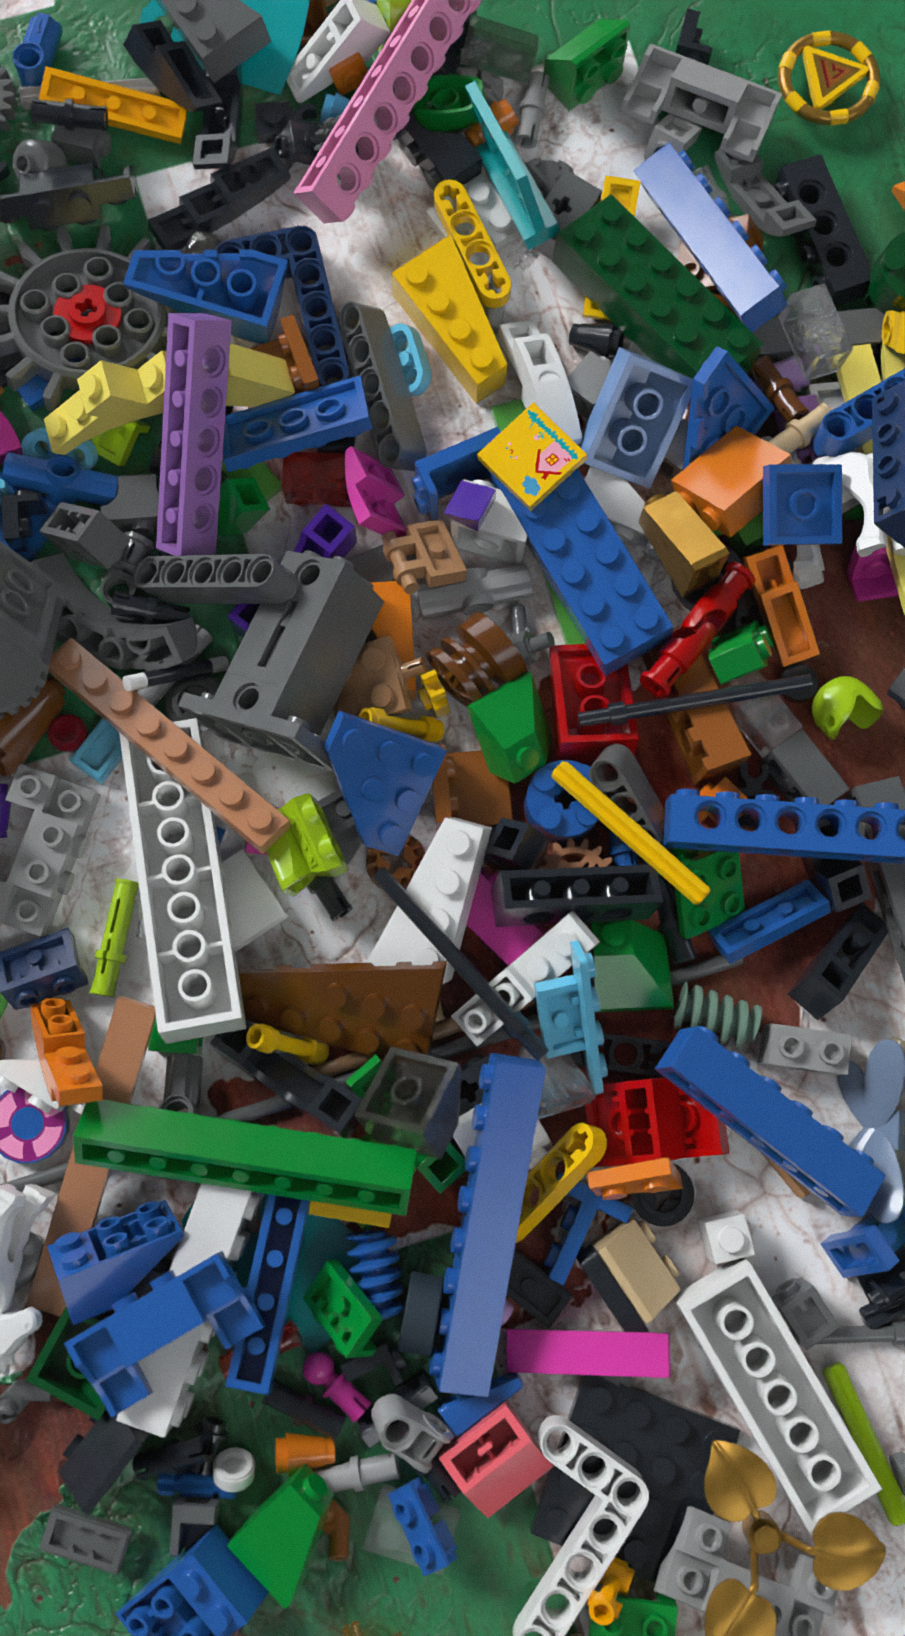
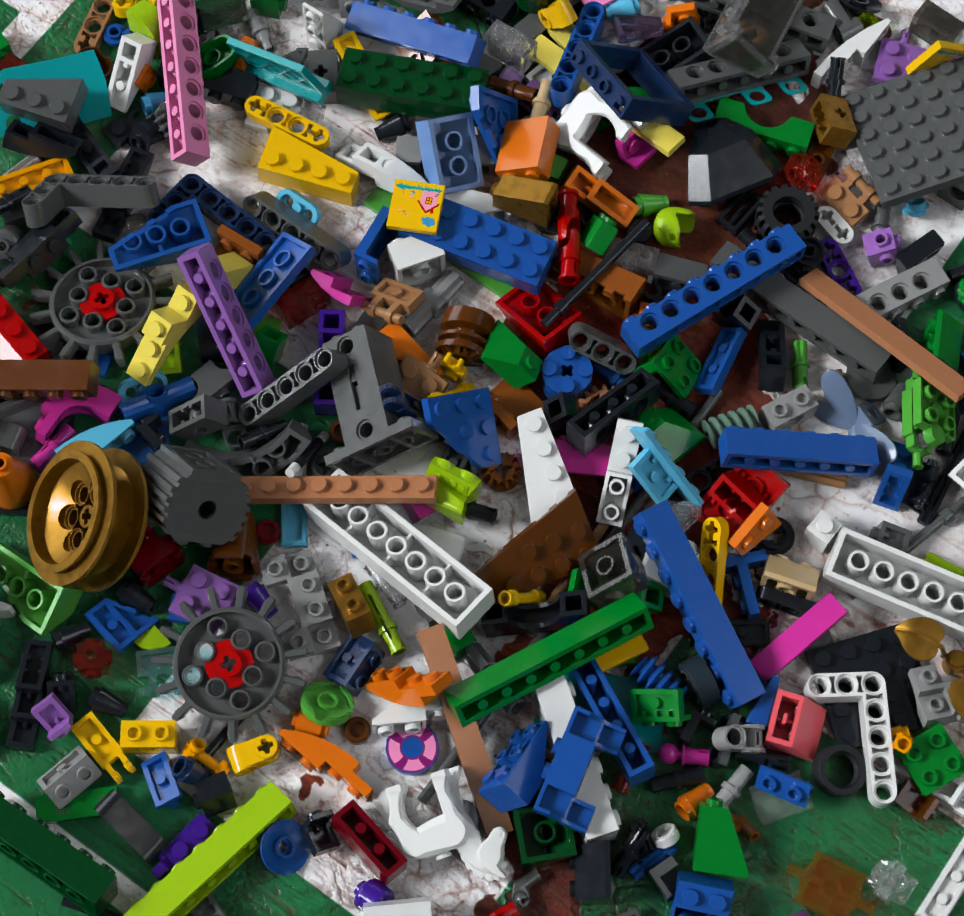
camera: 35 degrees left, 10 degrees down
(84, 899) = (351, 605): none -> pearl gold brick
(167, 159) = (87, 191): none -> dark grey beam
(321, 698) = (401, 401): none -> dark blue hinge
(470, 504) = (402, 253): dark purple slope -> none
(513, 1022) = (632, 493): black bar -> none
(519, 1586) = (858, 770): none -> black tyre
(525, 642) = (487, 306): dark grey piece -> none
(603, 147) = (320, 27): none -> white slope
(631, 833) = (615, 360): yellow axle -> none
(802, 504) = (574, 136): blue plate -> none
(838, 657) = (649, 204): none -> bright green cone
(866, 1001) = (799, 365): none -> bright green axle

